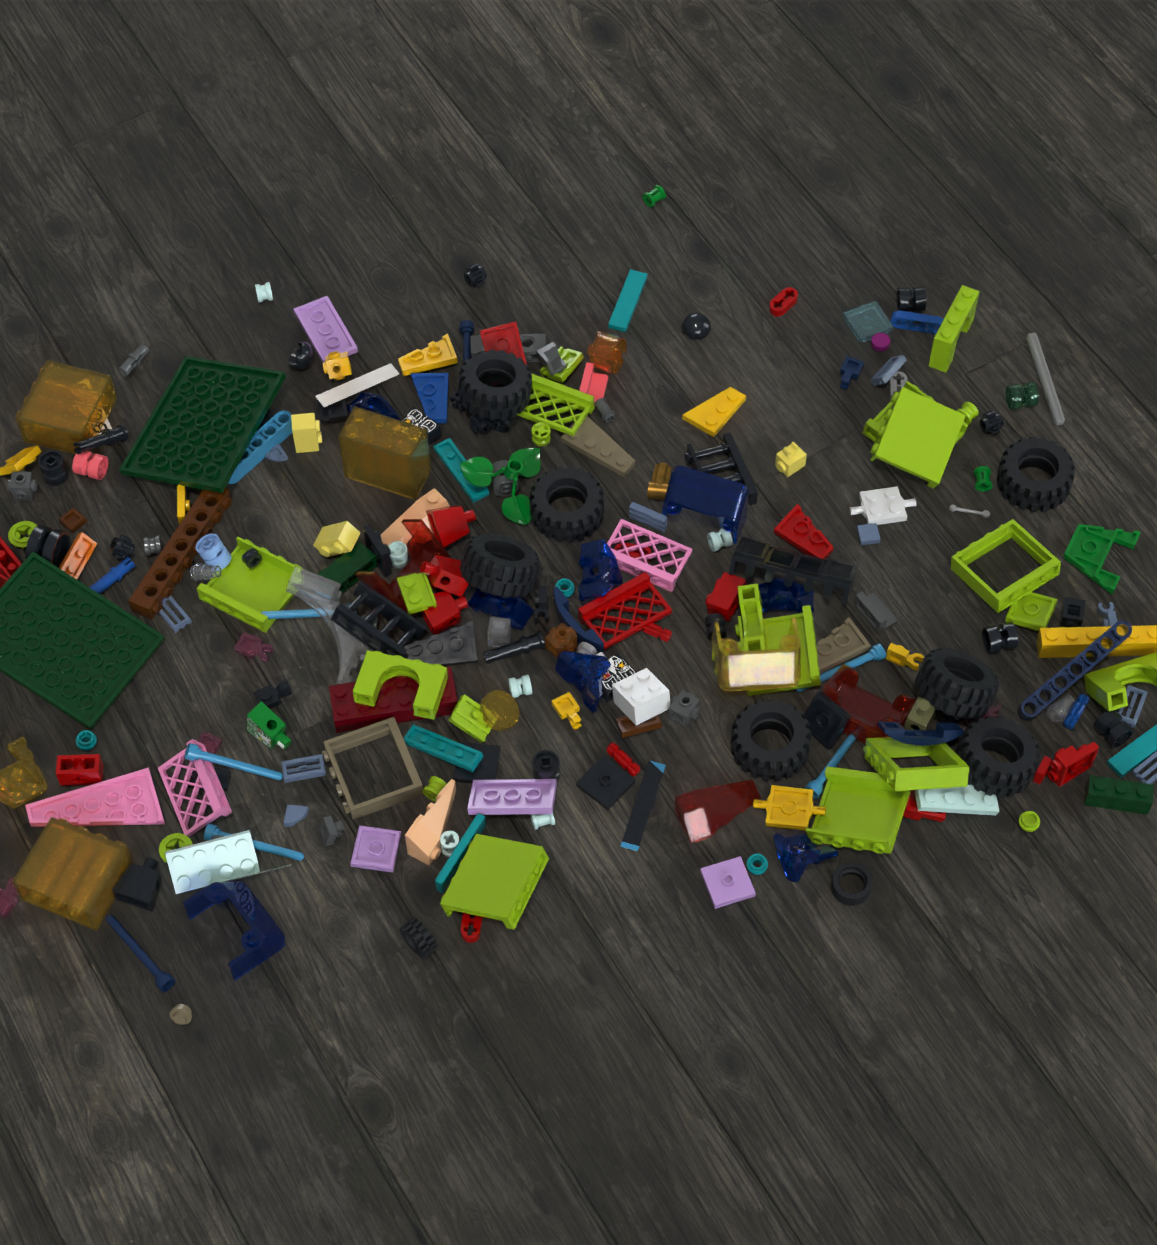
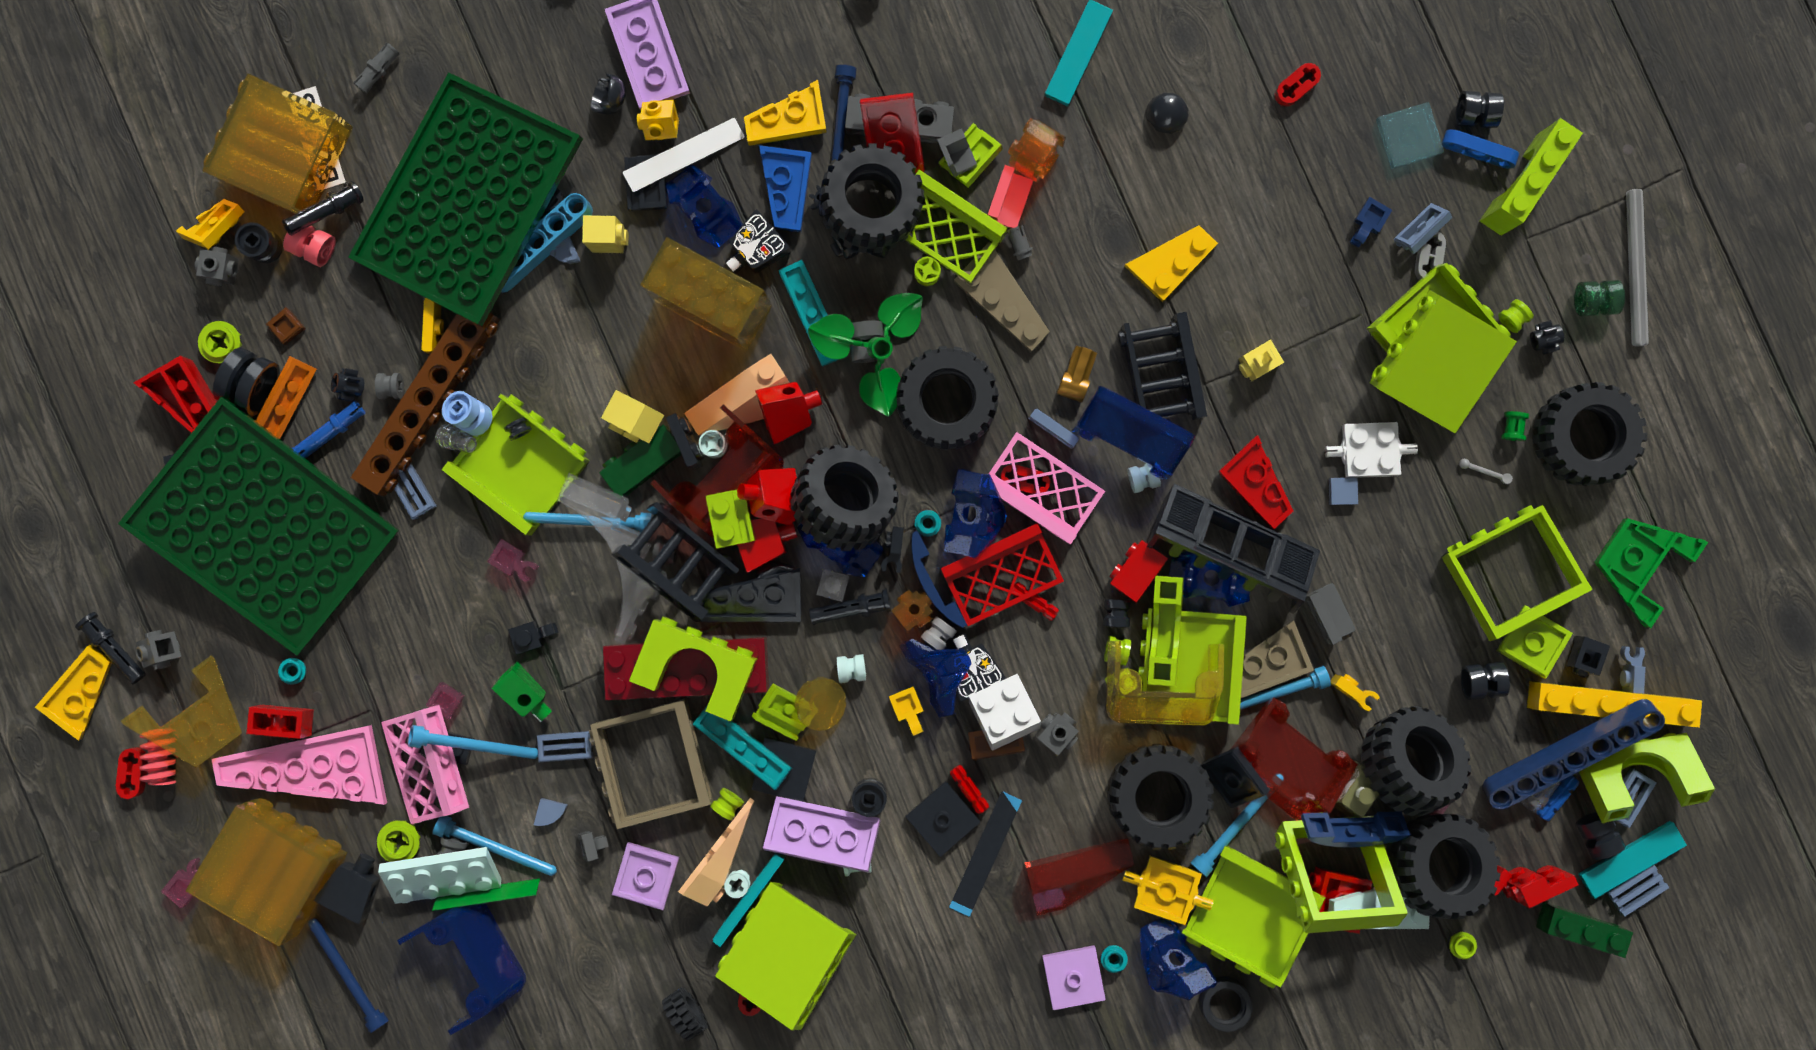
camera: 10 degrees right, 30 degrees up
(880, 342) = (1421, 173): magenta tile -> none

